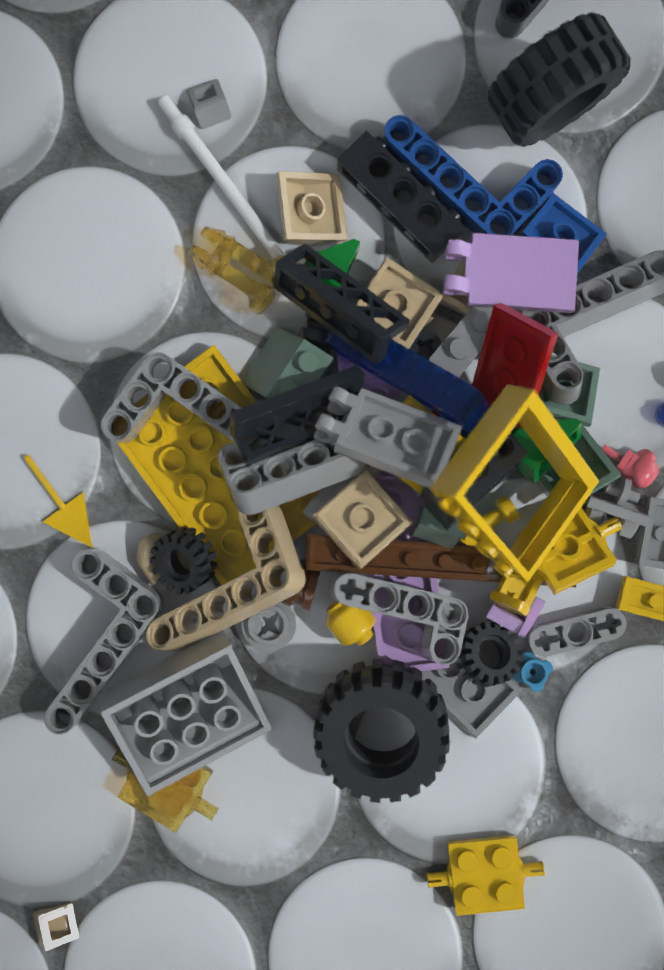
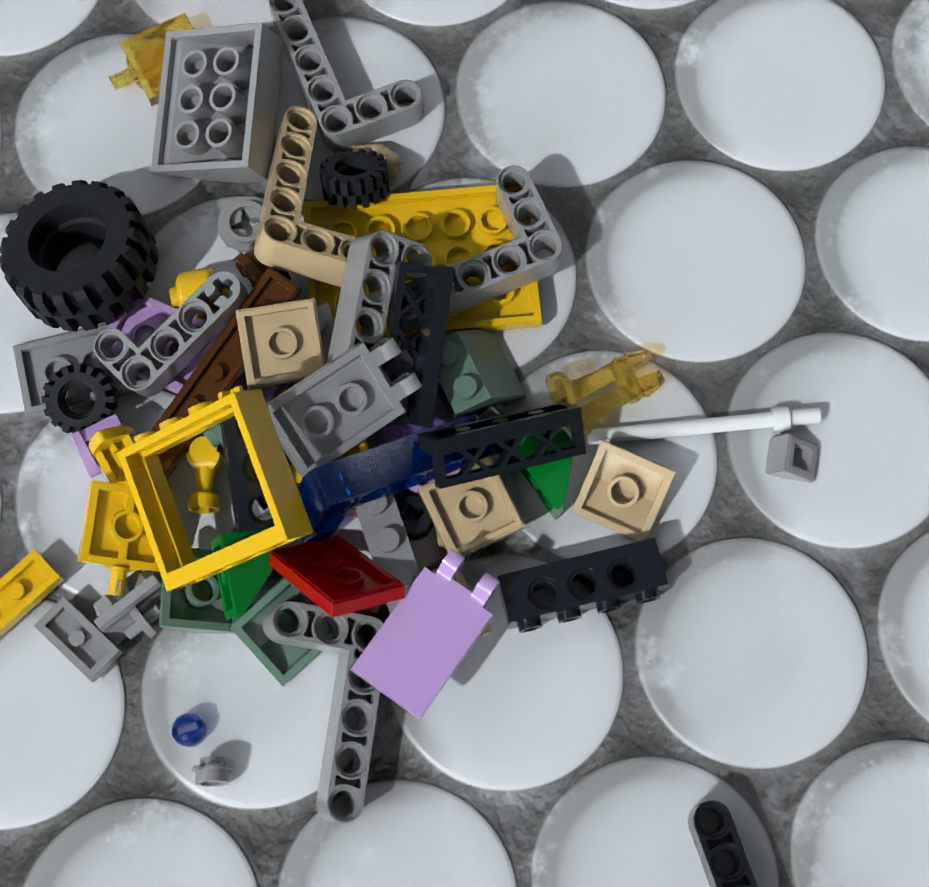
camera: 120 degrees right, 15 degrees down
(70, 518) = (462, 113): yellow piece -> none
(467, 187) = (552, 656): blue beam -> none
(537, 680) = (30, 426): dark azure plate -> none
(558, 79) = (599, 798): black tyre -> none
(562, 221) = (447, 732): blue slope -> none
(598, 616) = (21, 521): light grey beam -> none
(637, 466) = (157, 656): coral piece -> none

